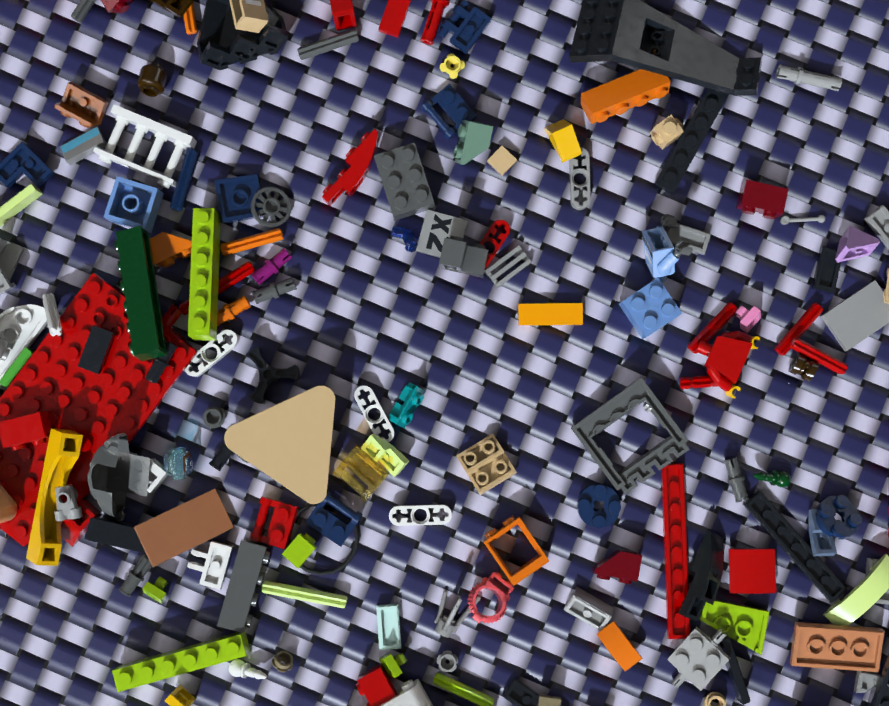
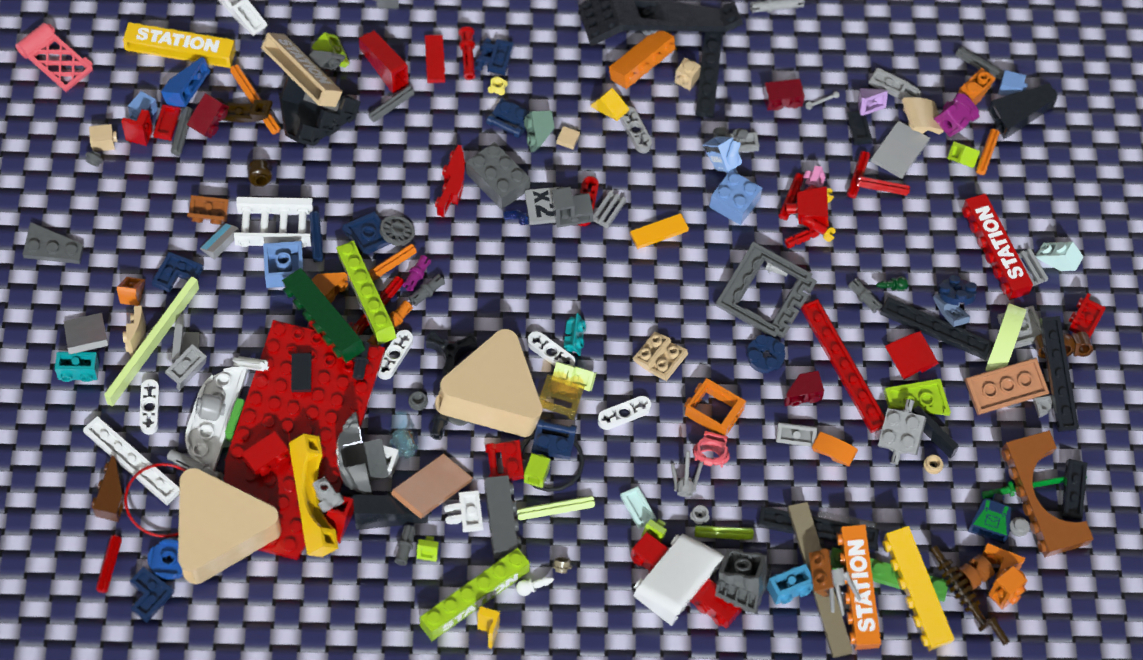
camera: 25 degrees left, 25 degrees down
(706, 582) = (878, 371): black slope -> none
(803, 367) = (871, 196): dark brown wheel -> none

